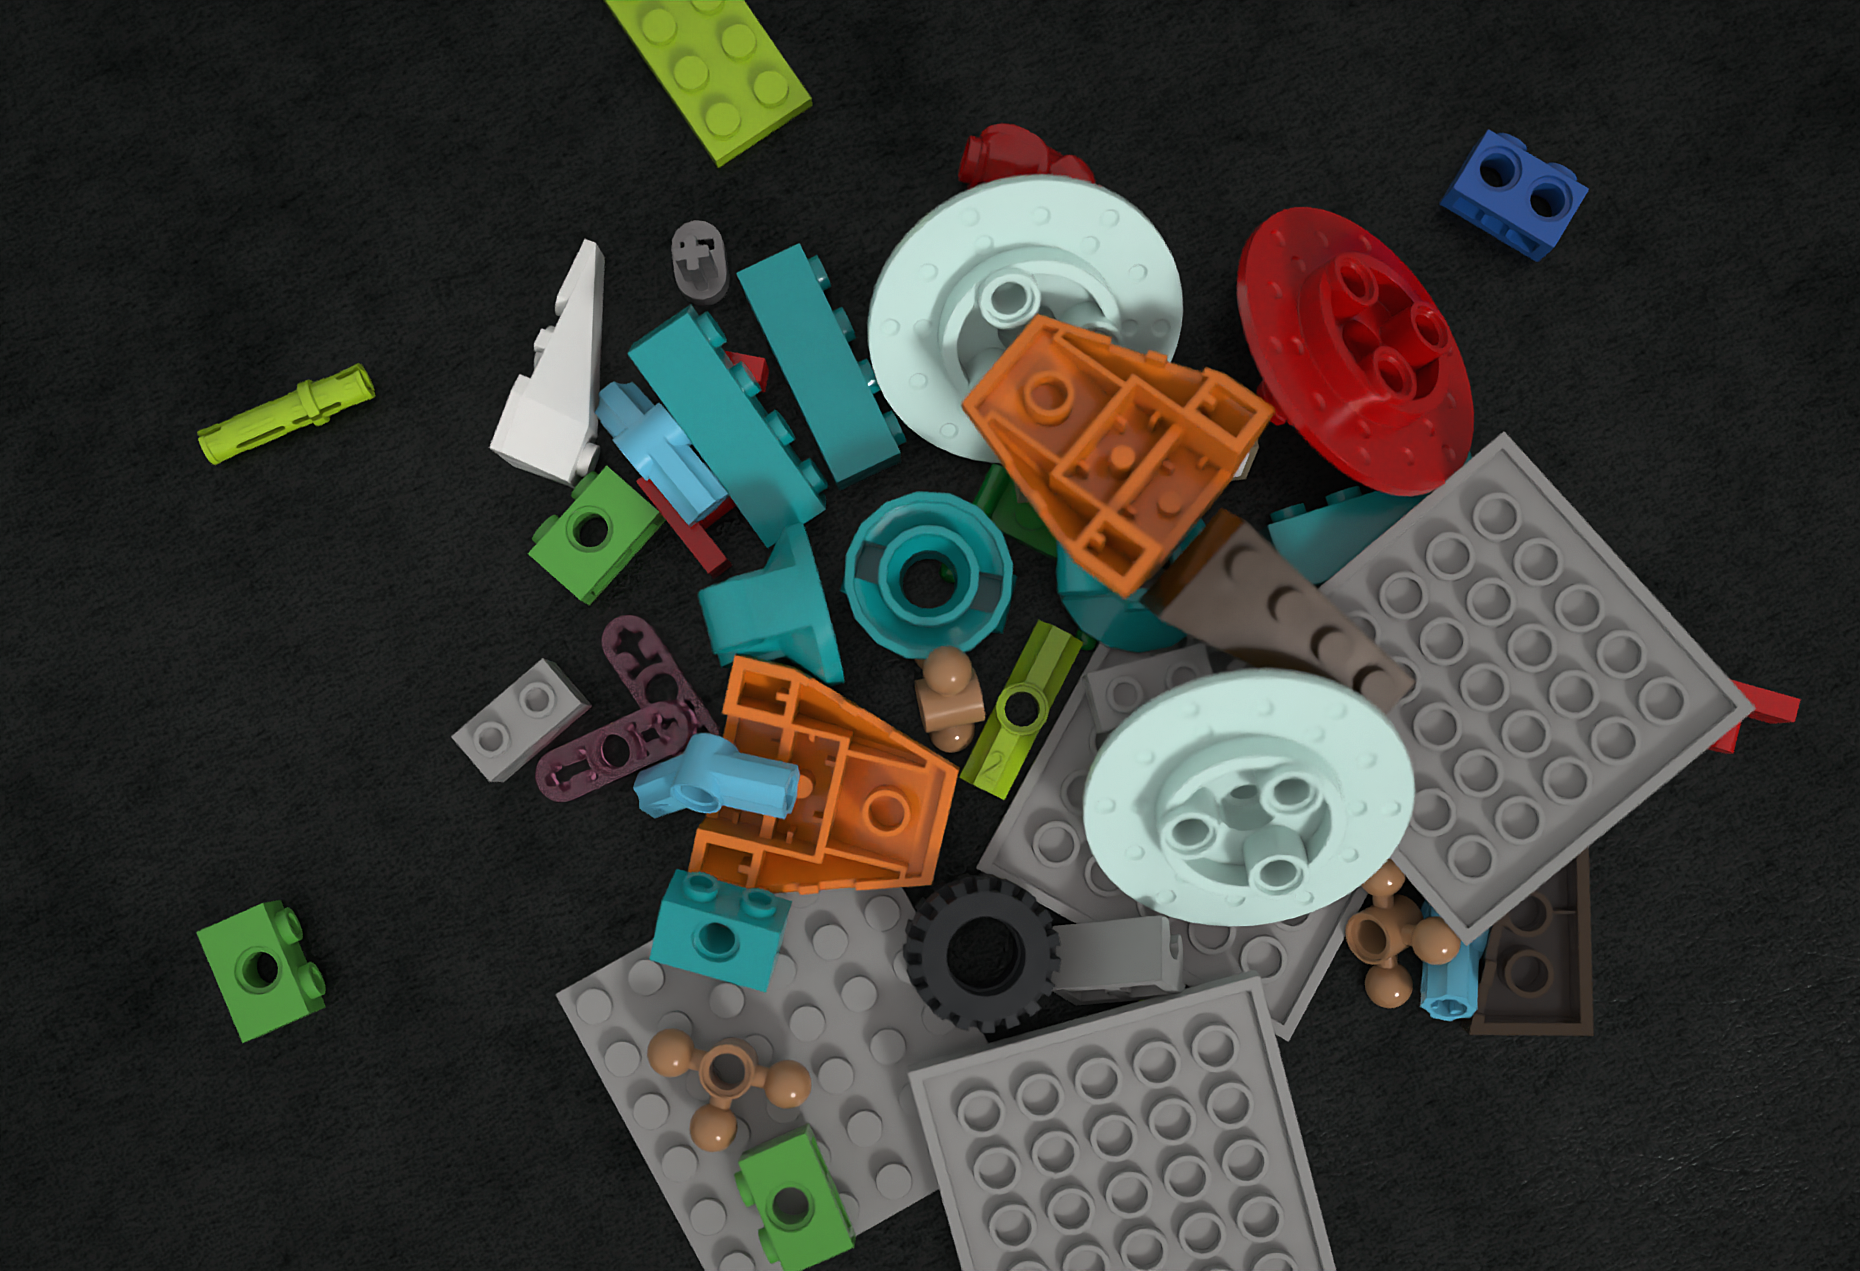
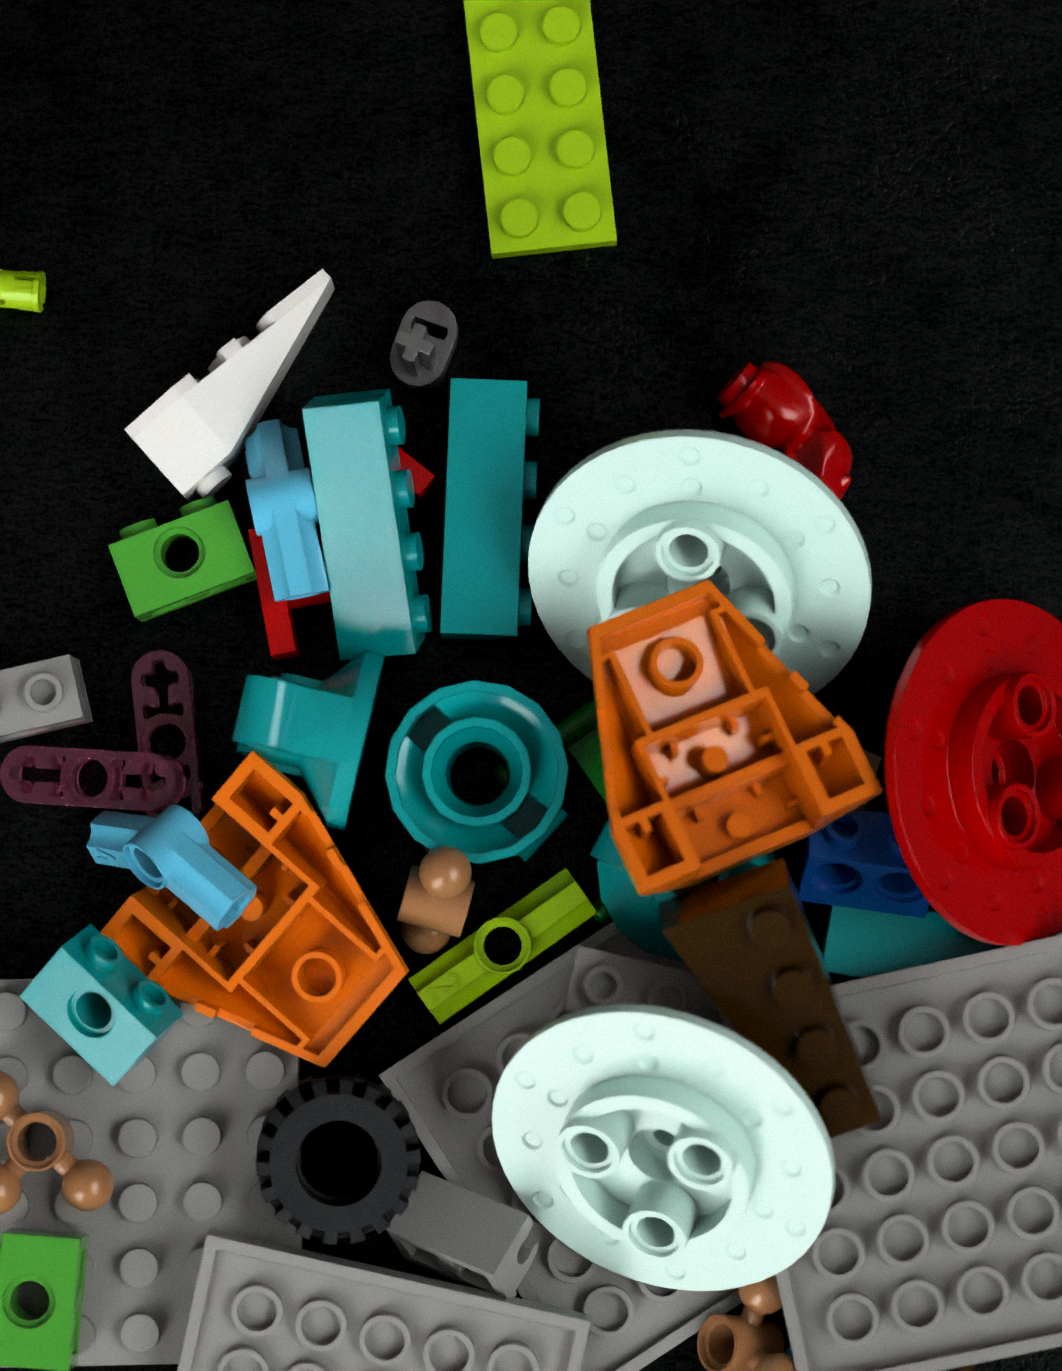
camera: 35 degrees right, 0 degrees up
(1285, 485) = (858, 867): none -> blue brick

